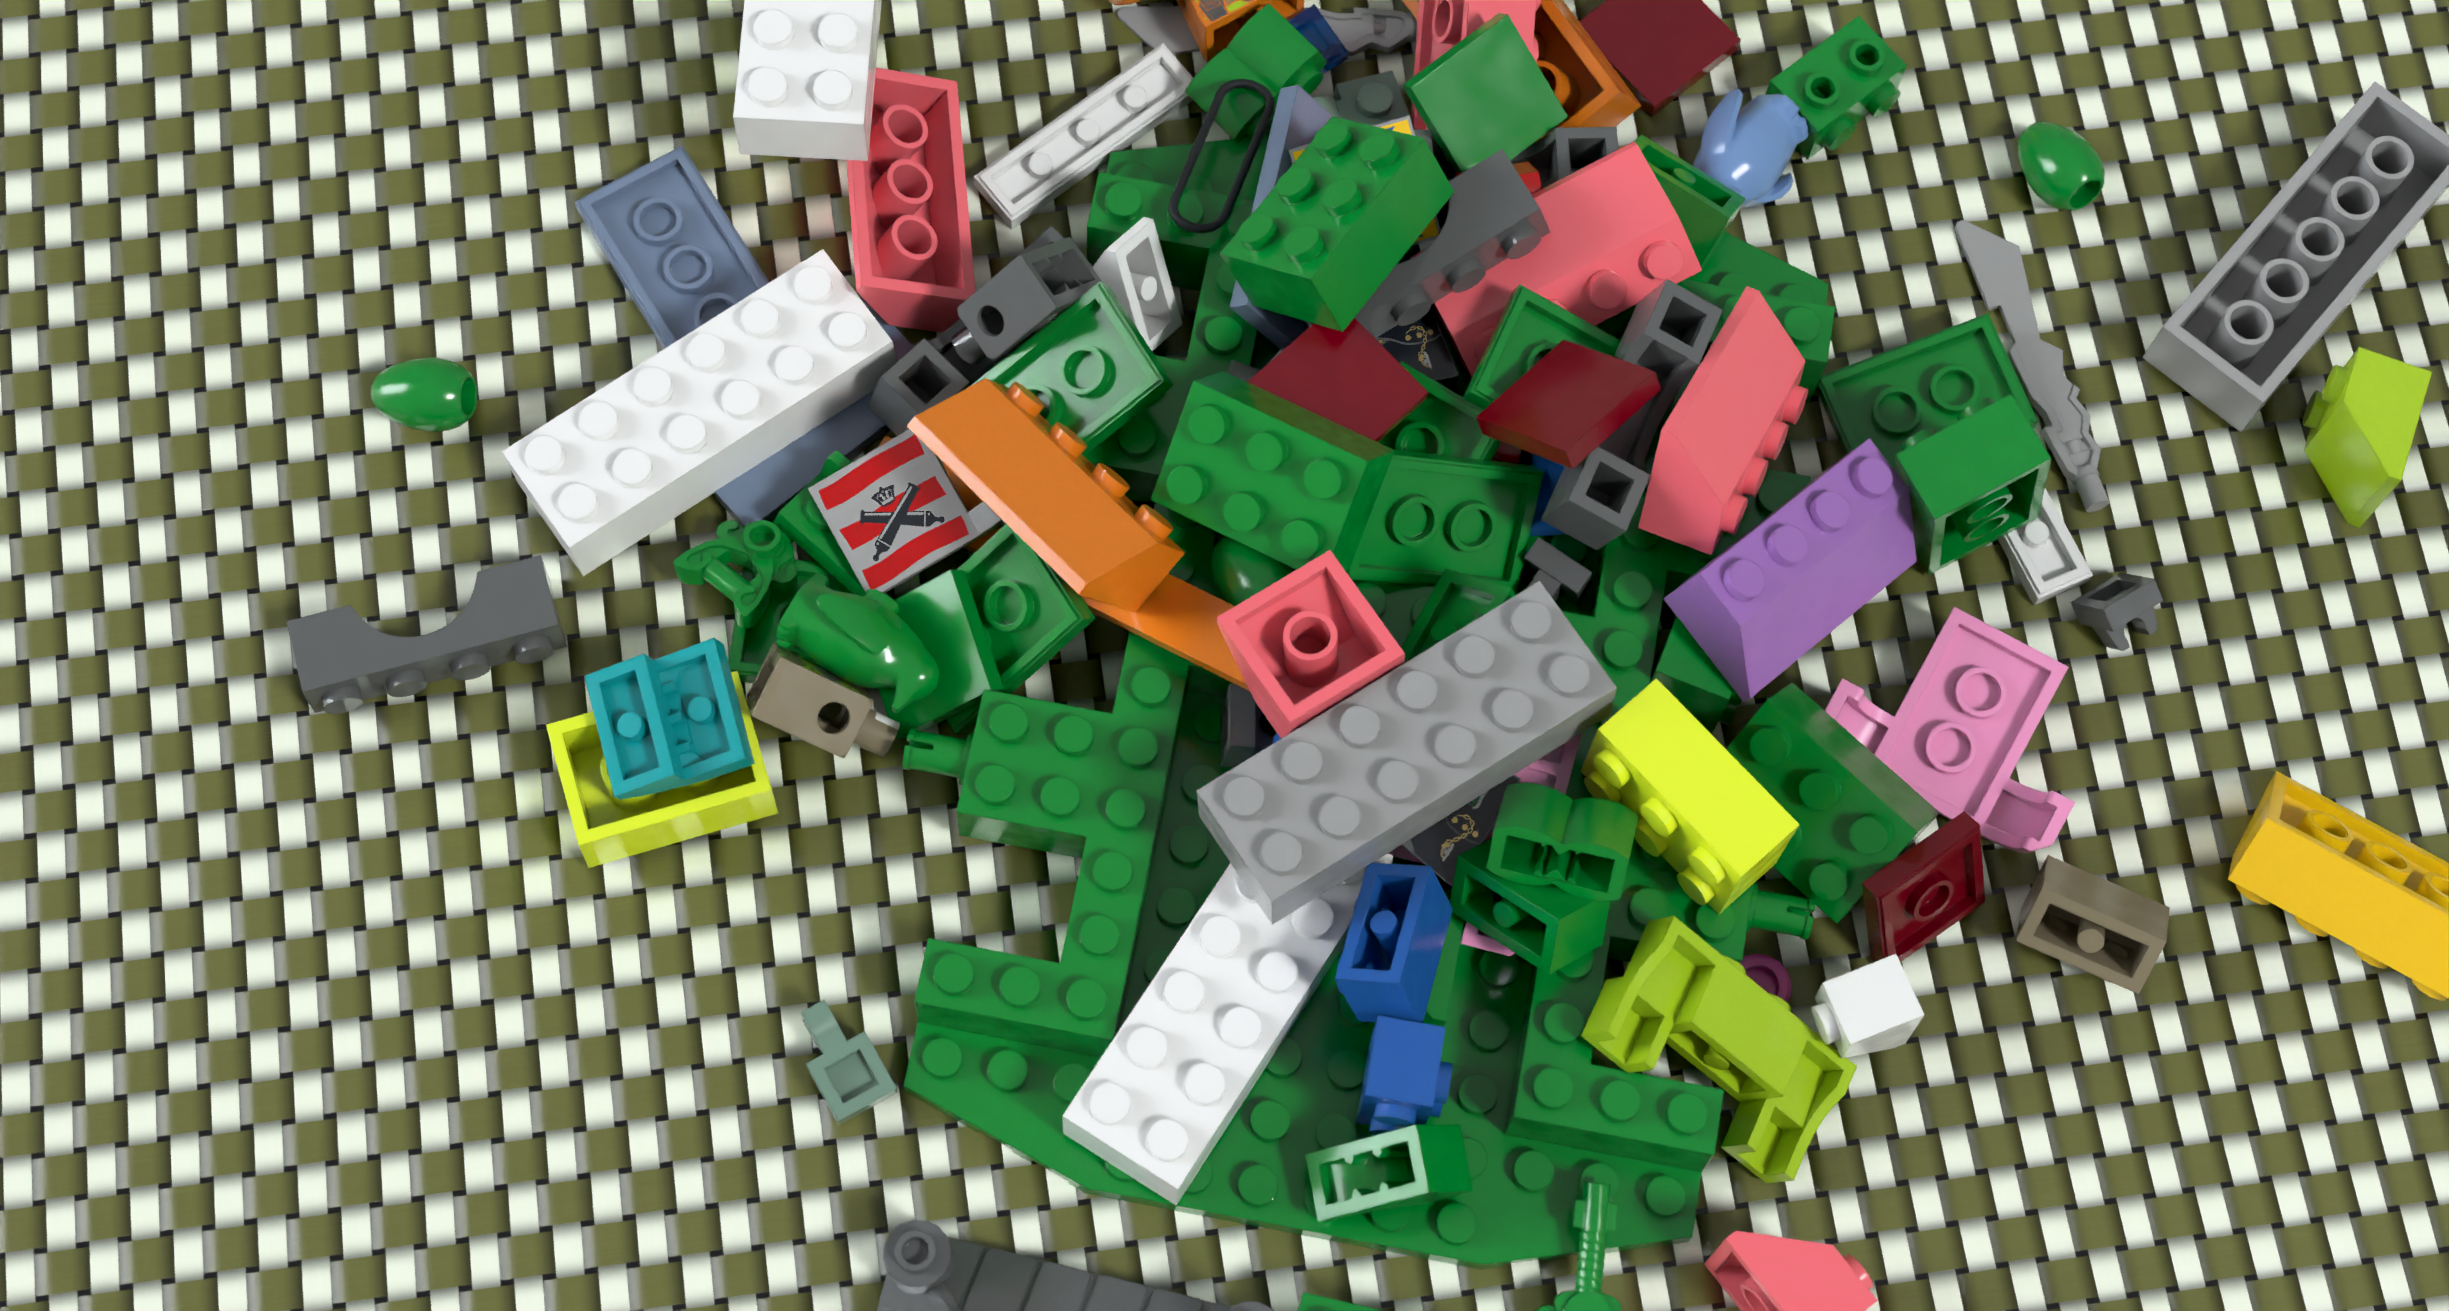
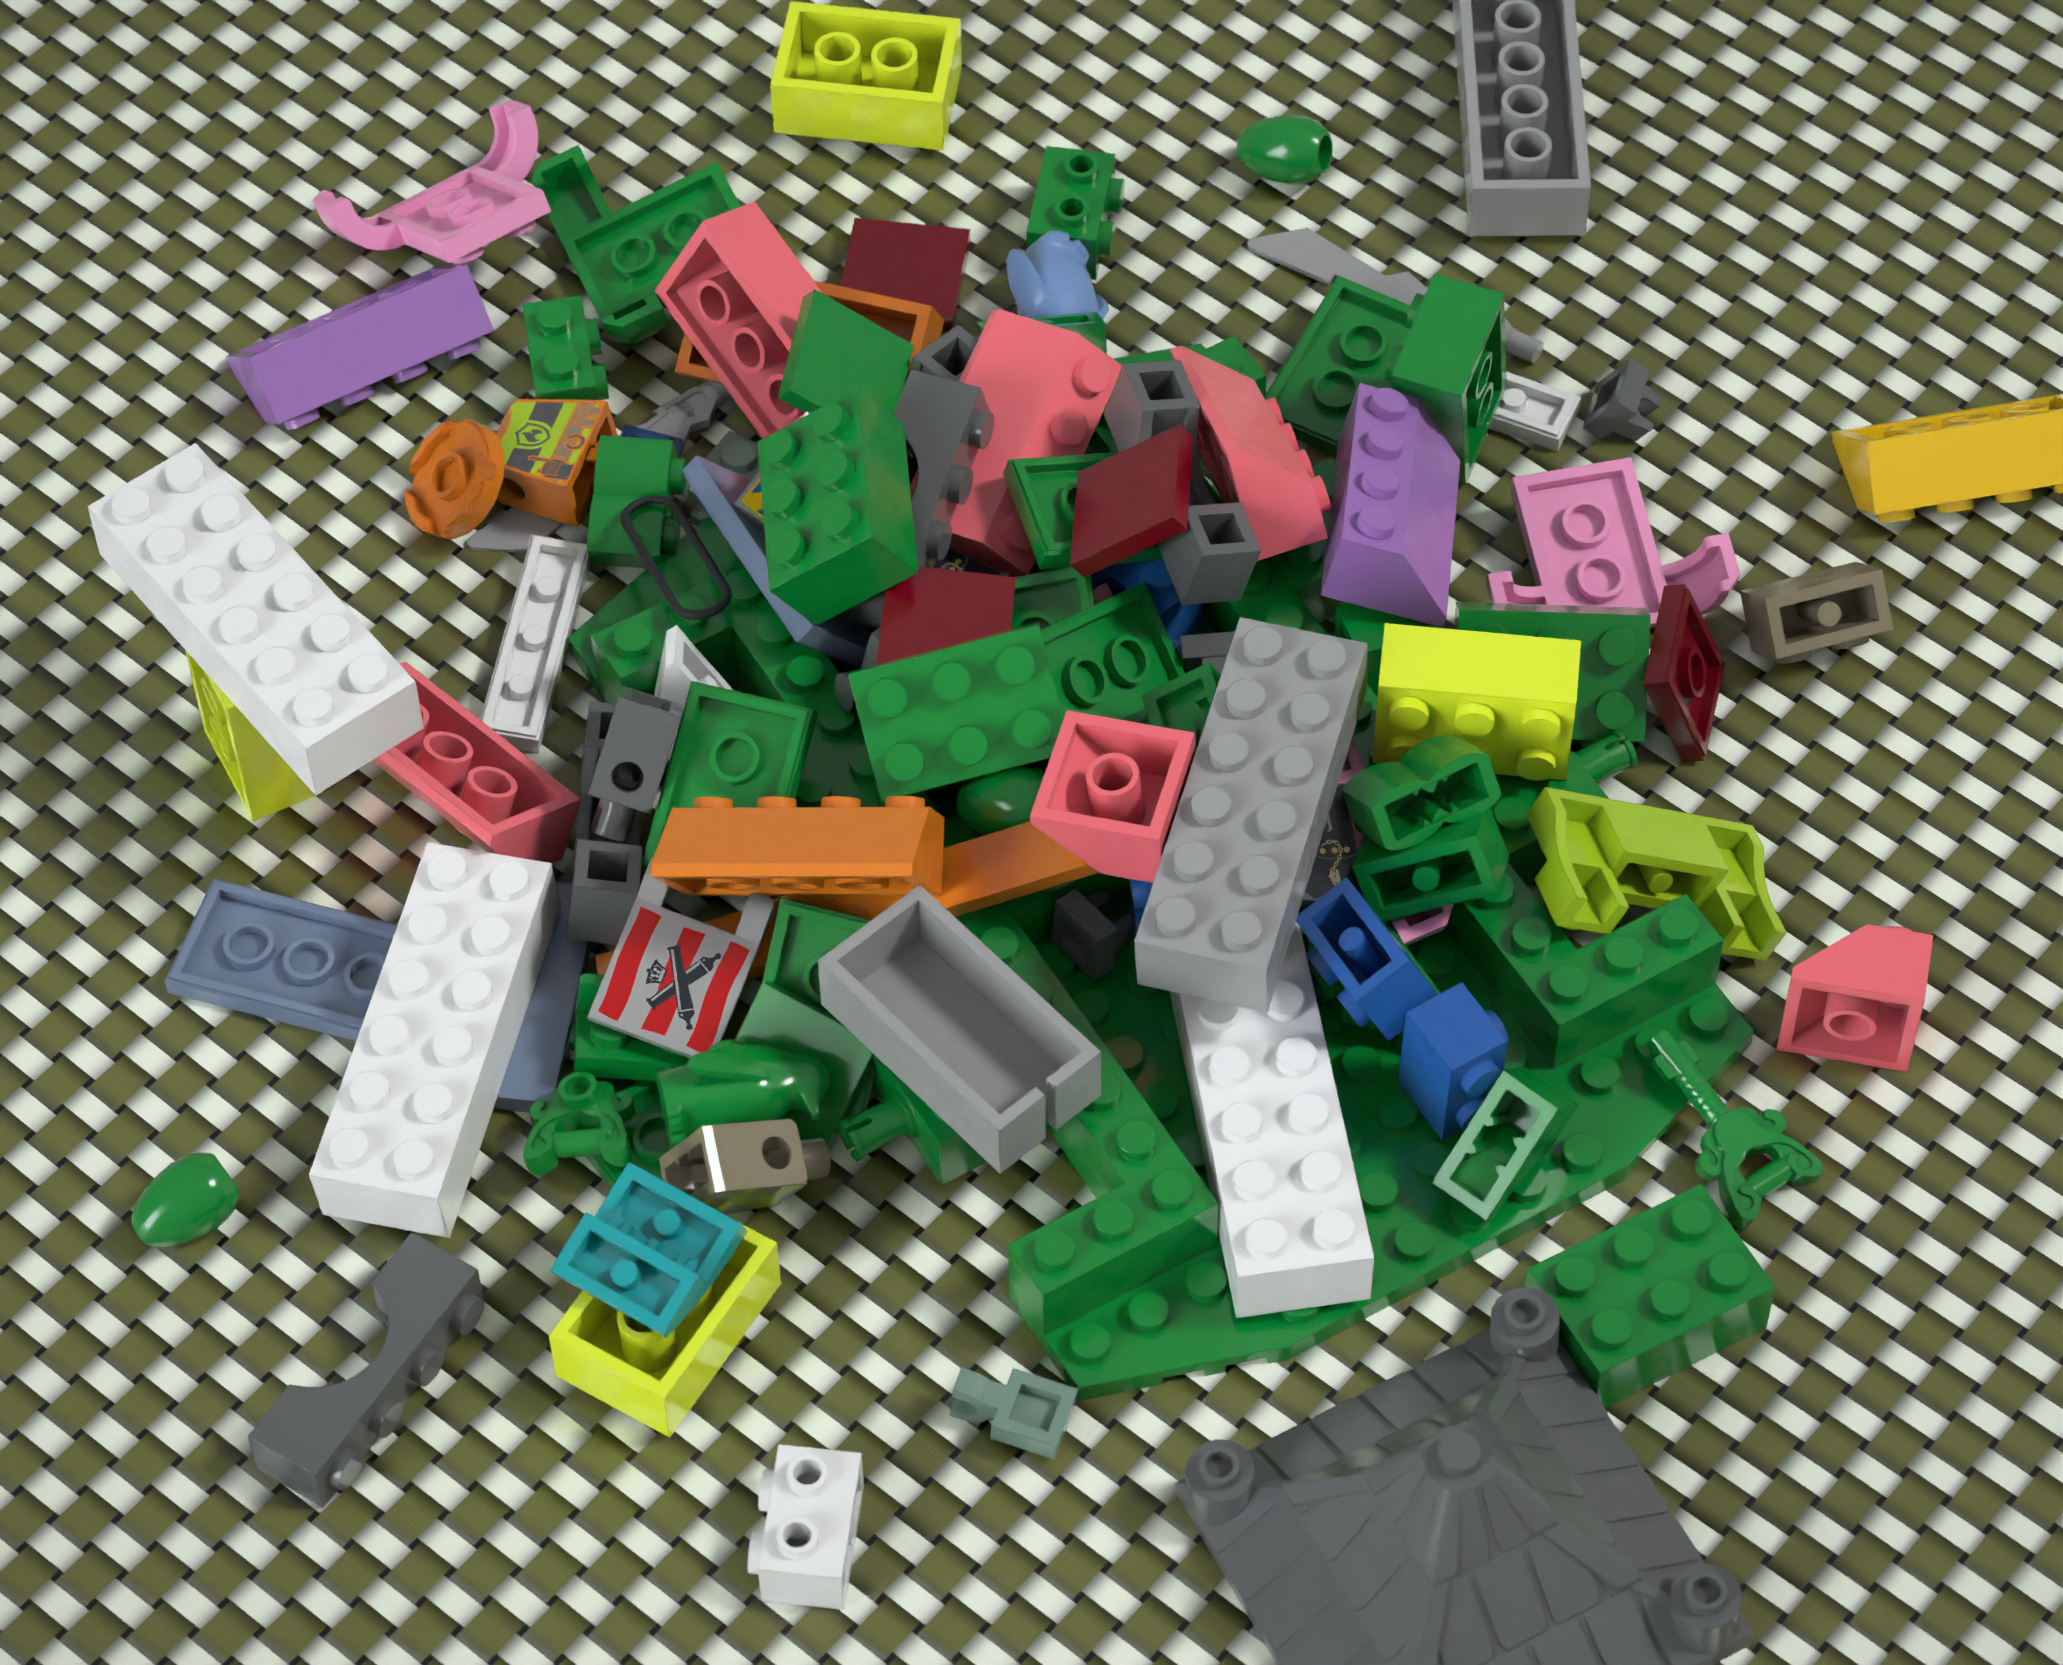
camera: 35 degrees left, 15 degrees down
(609, 1027) = (808, 1527): none -> white brick
(1030, 739) = (960, 1028): none -> light grey piece
(1867, 1009) = (1728, 768): white slope -> none
(2364, 429) = (1674, 162): lime slope -> none

